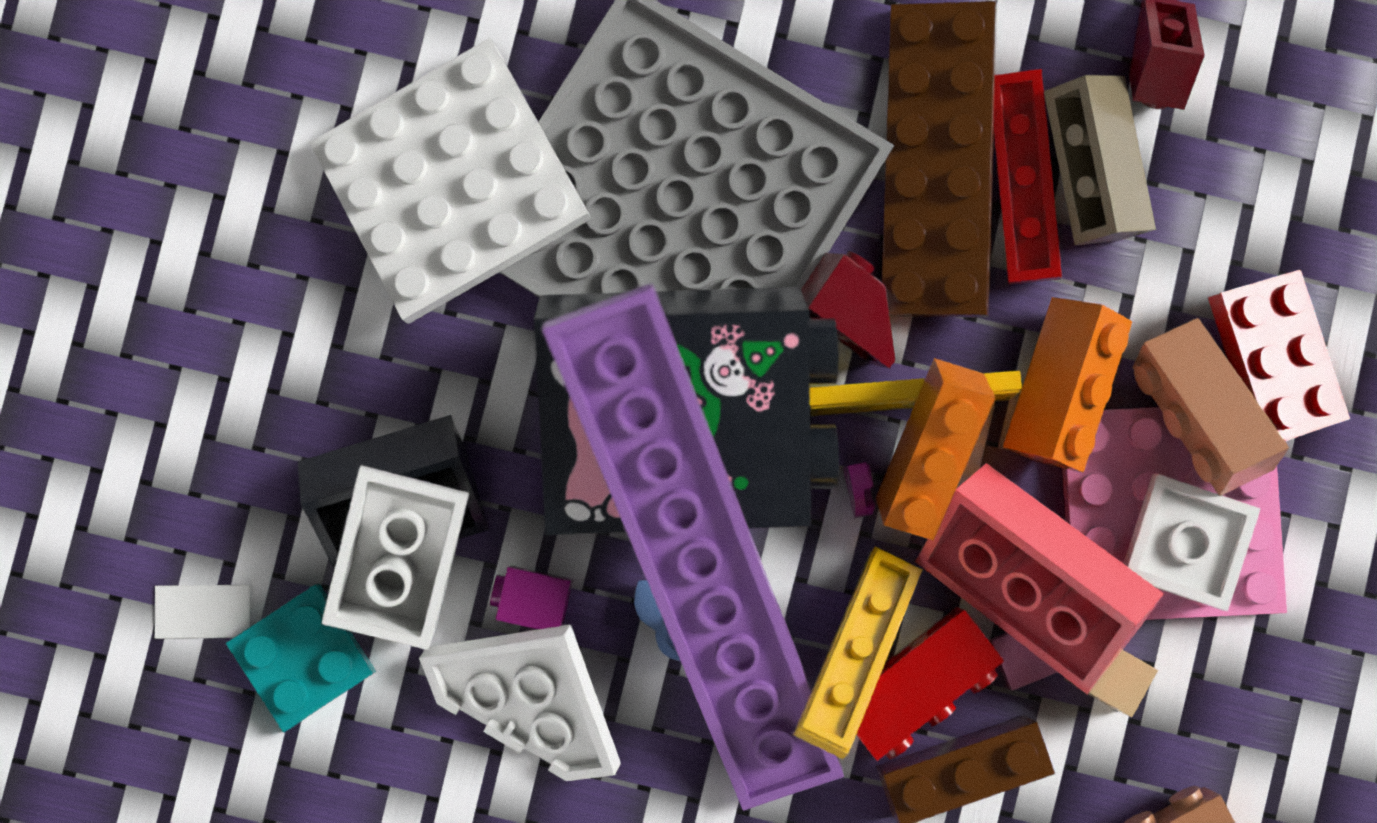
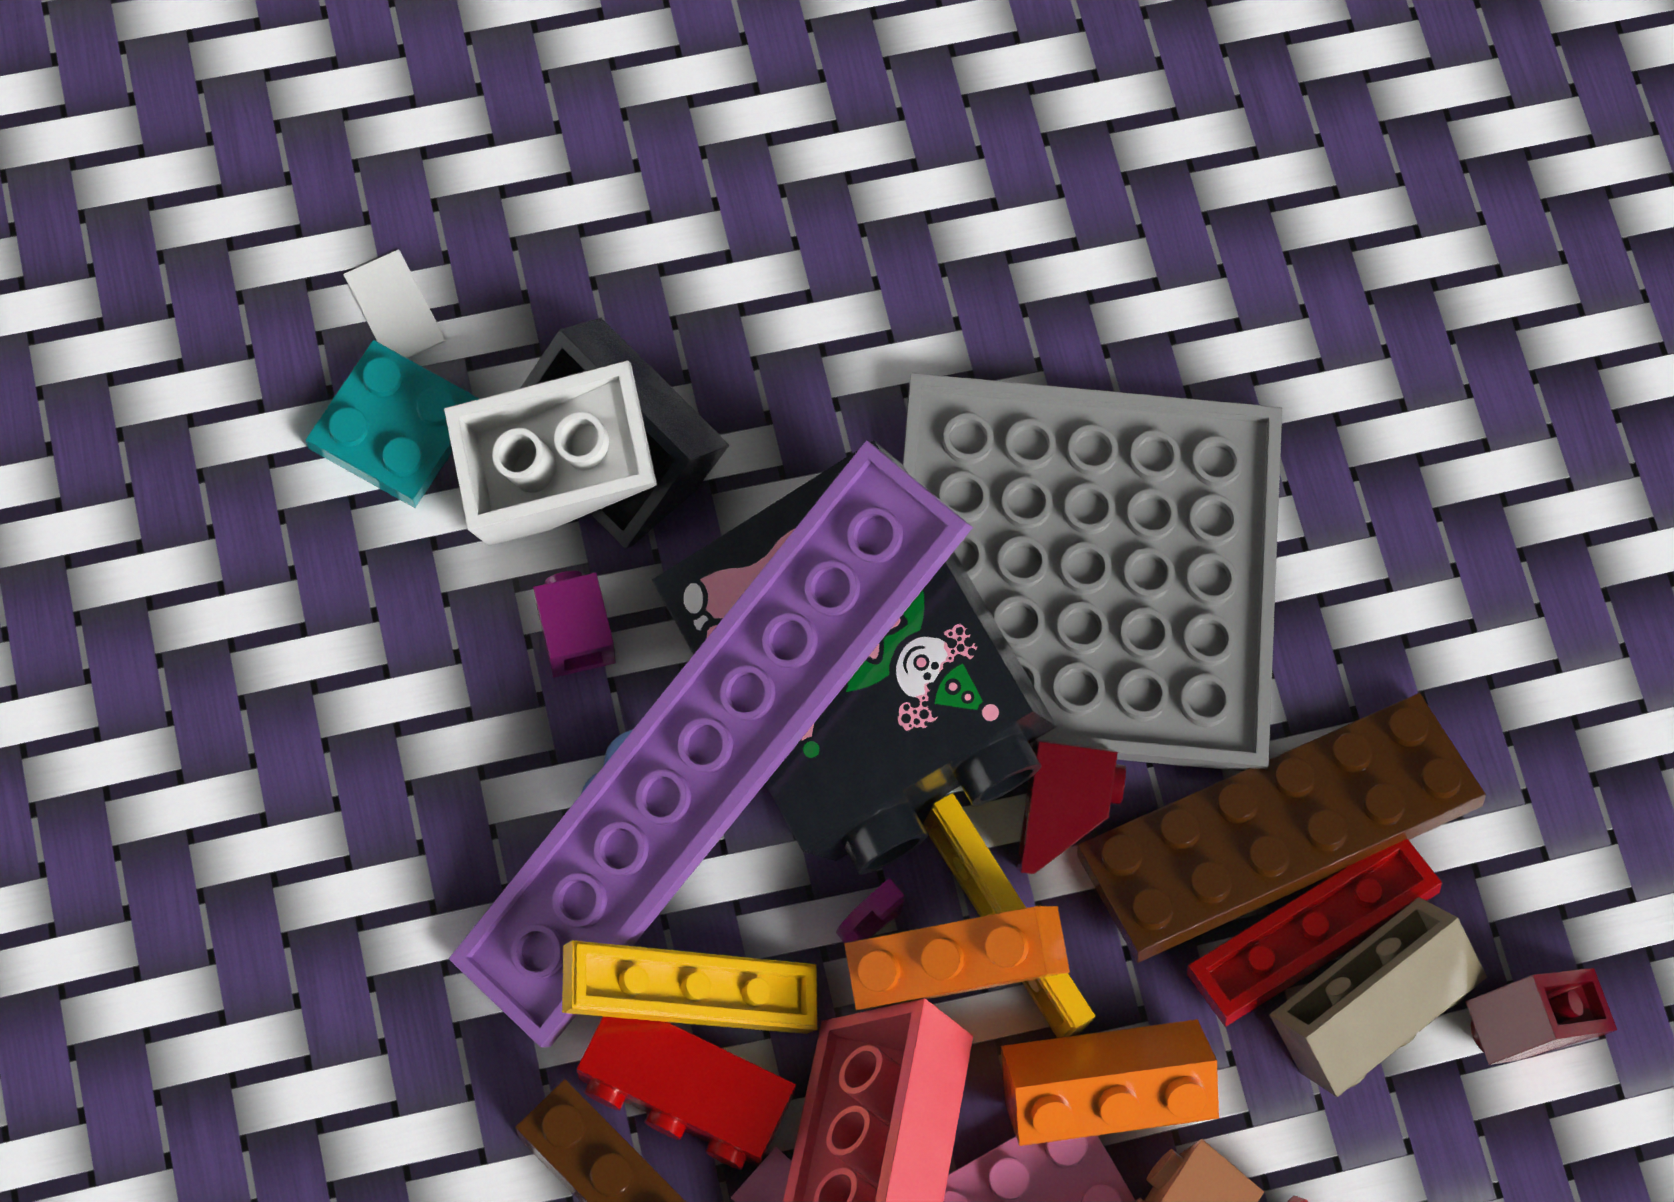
camera: 65 degrees right, 15 degrees down
(449, 181) = (974, 331): white plate -> none
(529, 696) = (467, 668): white plate -> none

